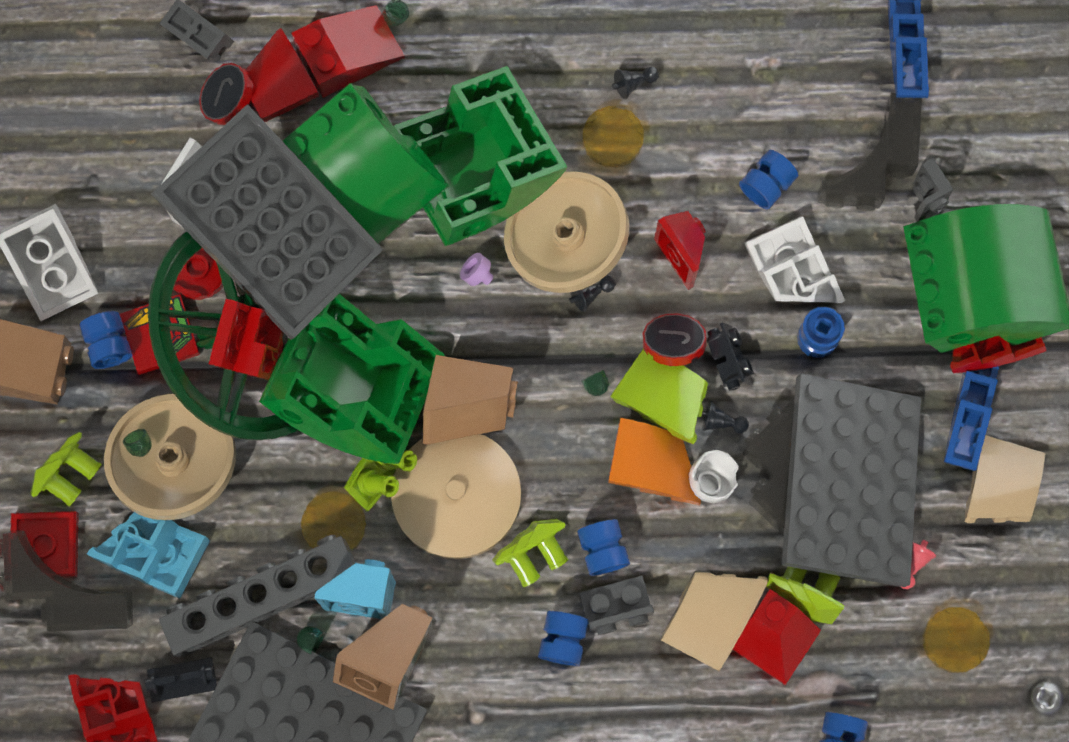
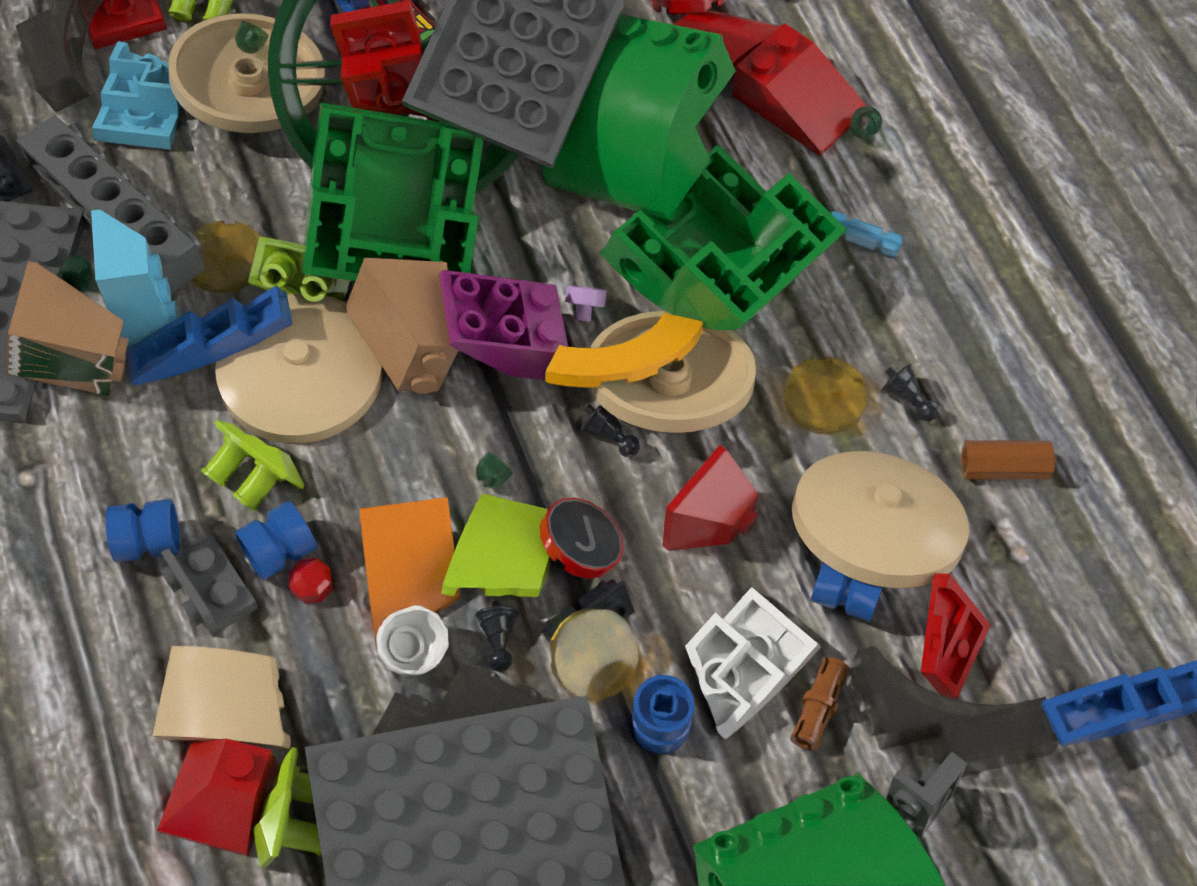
camera: 70 degrees right, 15 degrees down
(415, 545) = (198, 341): none -> blue slope
(490, 54) = (870, 235): none -> dark azure axle
(492, 329) = (503, 321): none -> magenta slope
(556, 254) = (632, 361): none -> light orange tile
(637, 534) = (310, 580): none -> red tile
(709, 39) = (1007, 459): none -> dark orange axle
(731, 139) = (880, 519): none -> tan dish
(764, 360) = (594, 653): none -> clear yellow tile
(828, 131) = (952, 636): none -> red wing
(840, 231) = (820, 704): none -> dark orange pin

